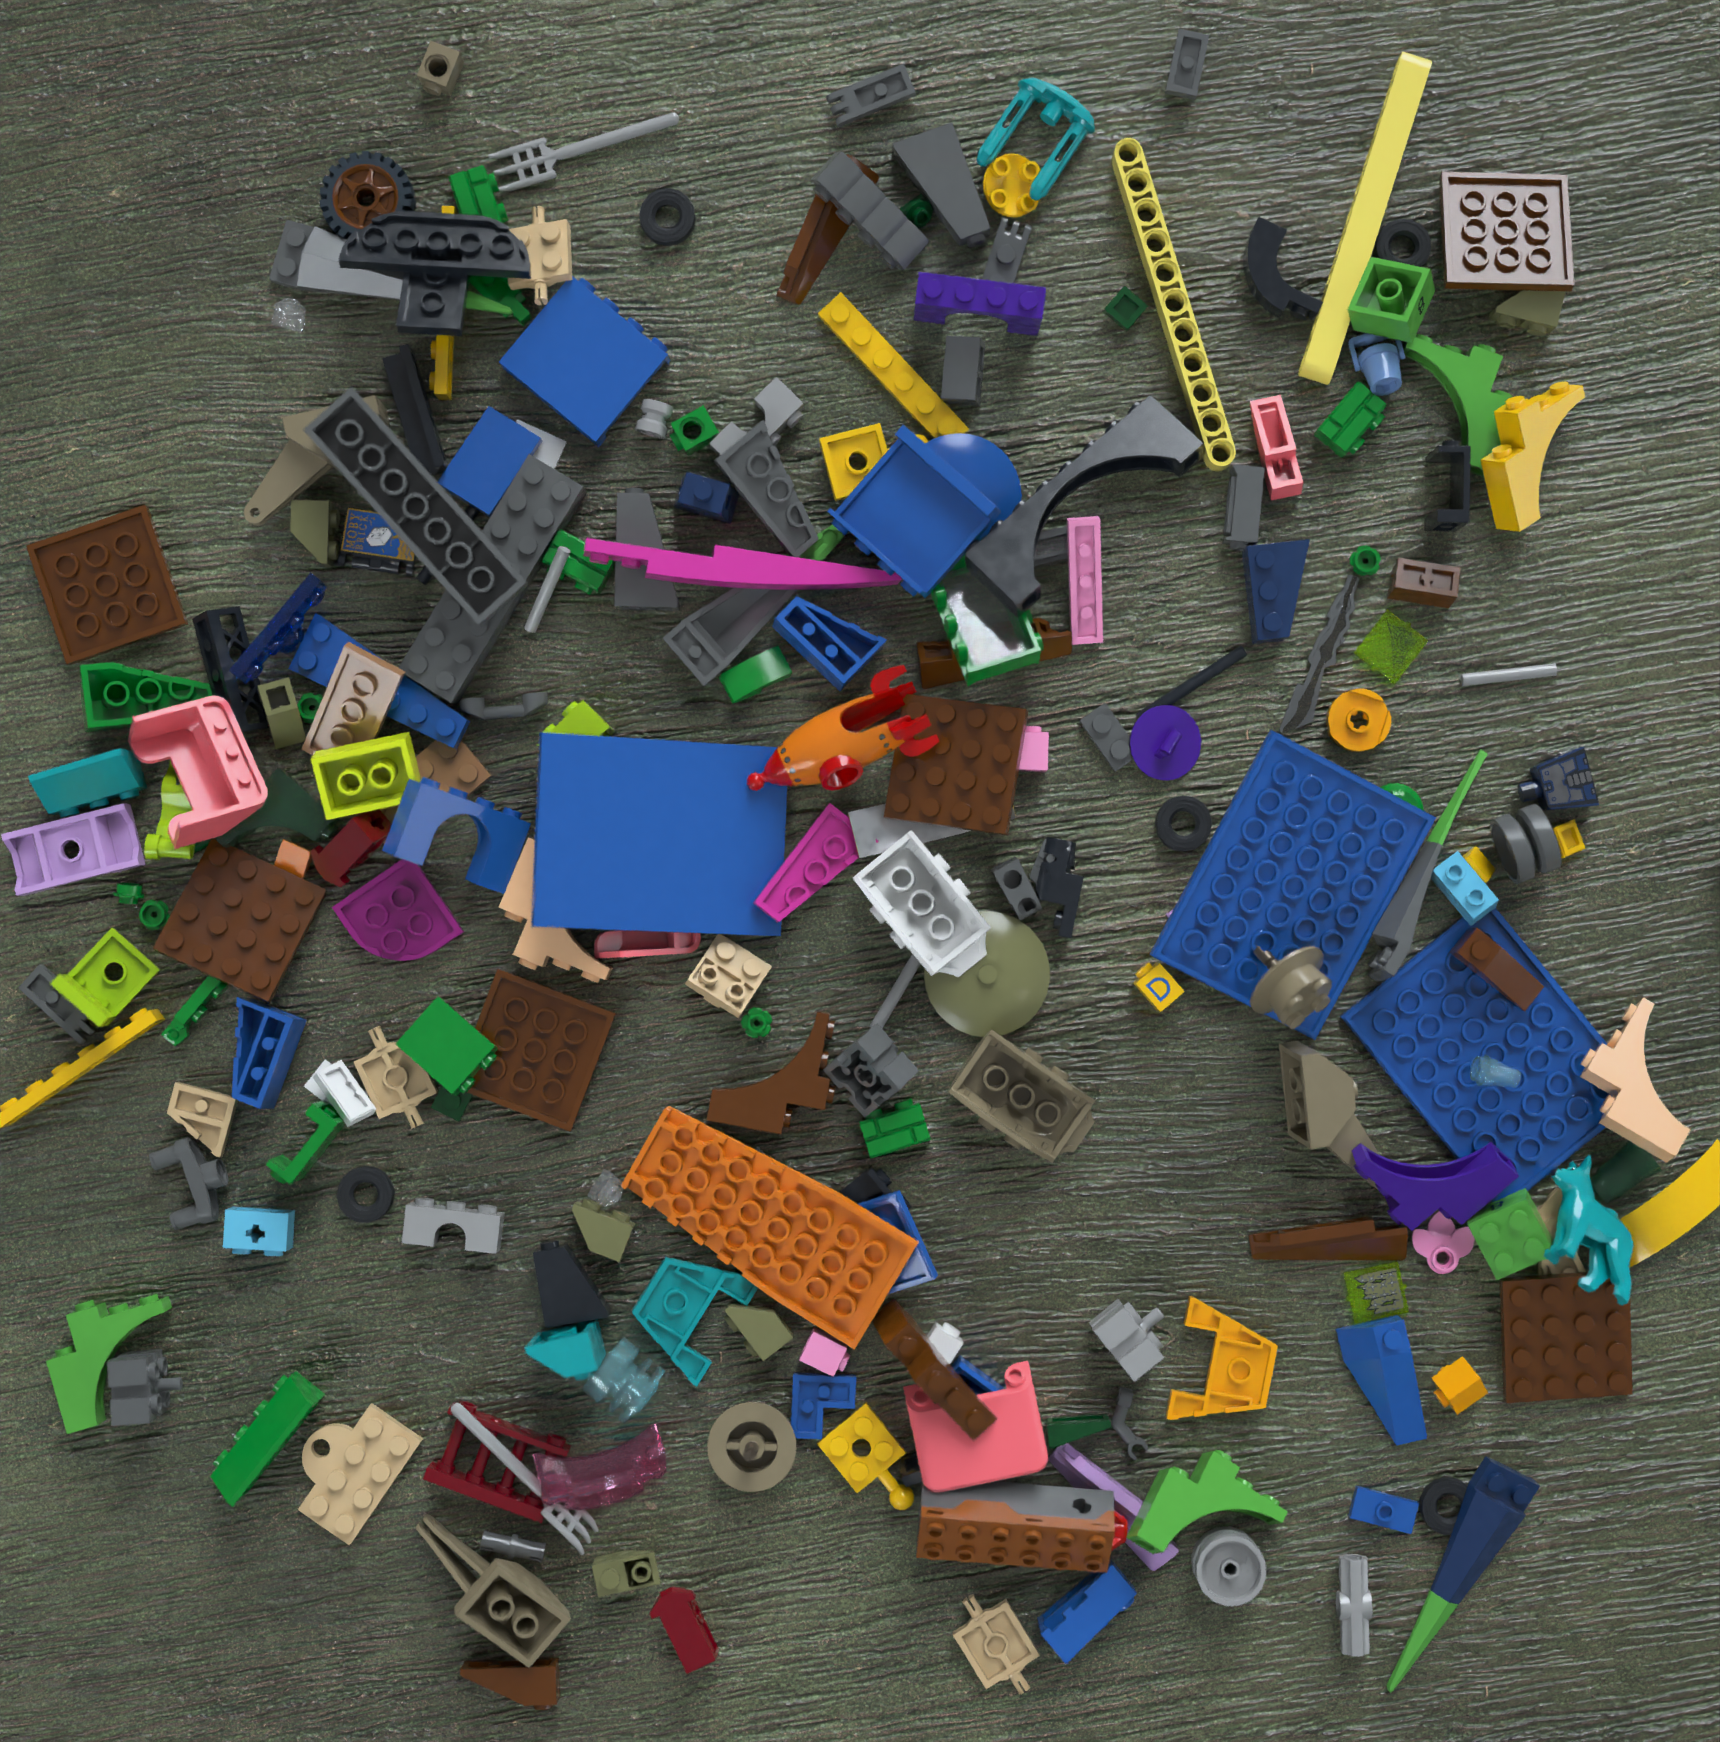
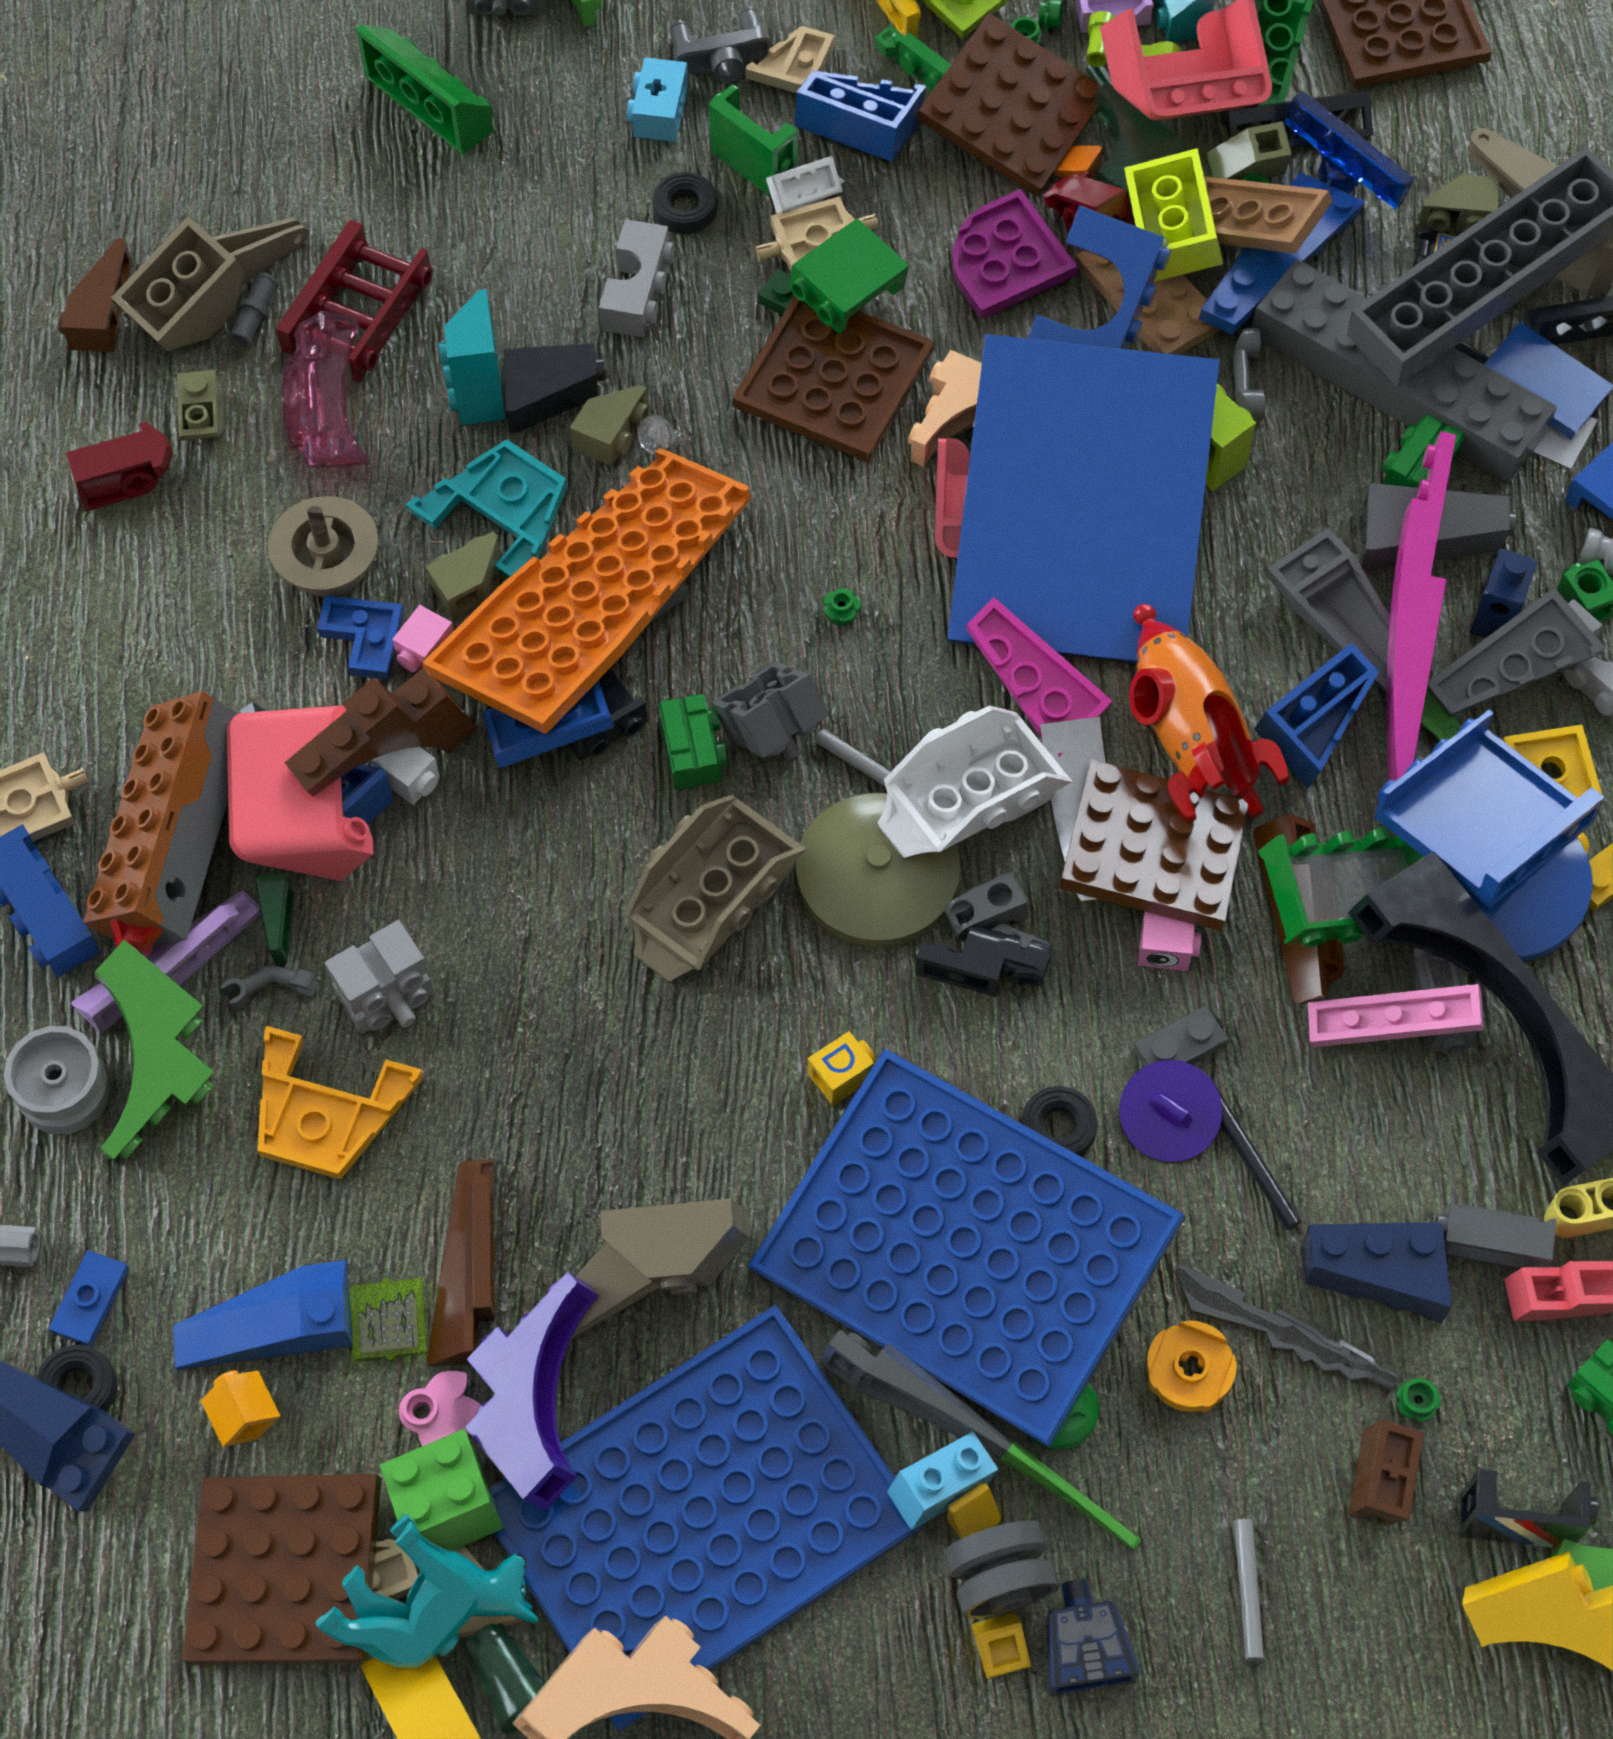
camera: 90 degrees right, 25 degrees down
(355, 1471) = (371, 173): tan plate -> none
(529, 1480) = (345, 309): light grey piece -> none
(547, 589) = (1390, 419): light grey bar -> none
(624, 1380) = (428, 420): clear light blue wheel -> none
(728, 975) = (902, 574): tan plate -> none
(755, 674) = (1281, 636): green slope -> none
(765, 1103) = (742, 607): reddish brown arch -> none
(864, 1469) = (272, 668): yellow plate -> none
(1292, 985) = (829, 1207): dark tan piece -> none
(1390, 646) = (1294, 1427): clear neon green piece -> none
(1491, 1072) = (673, 1497): clear light blue cone -> none
(1497, 967) = (823, 1516): reddish brown slope -> none

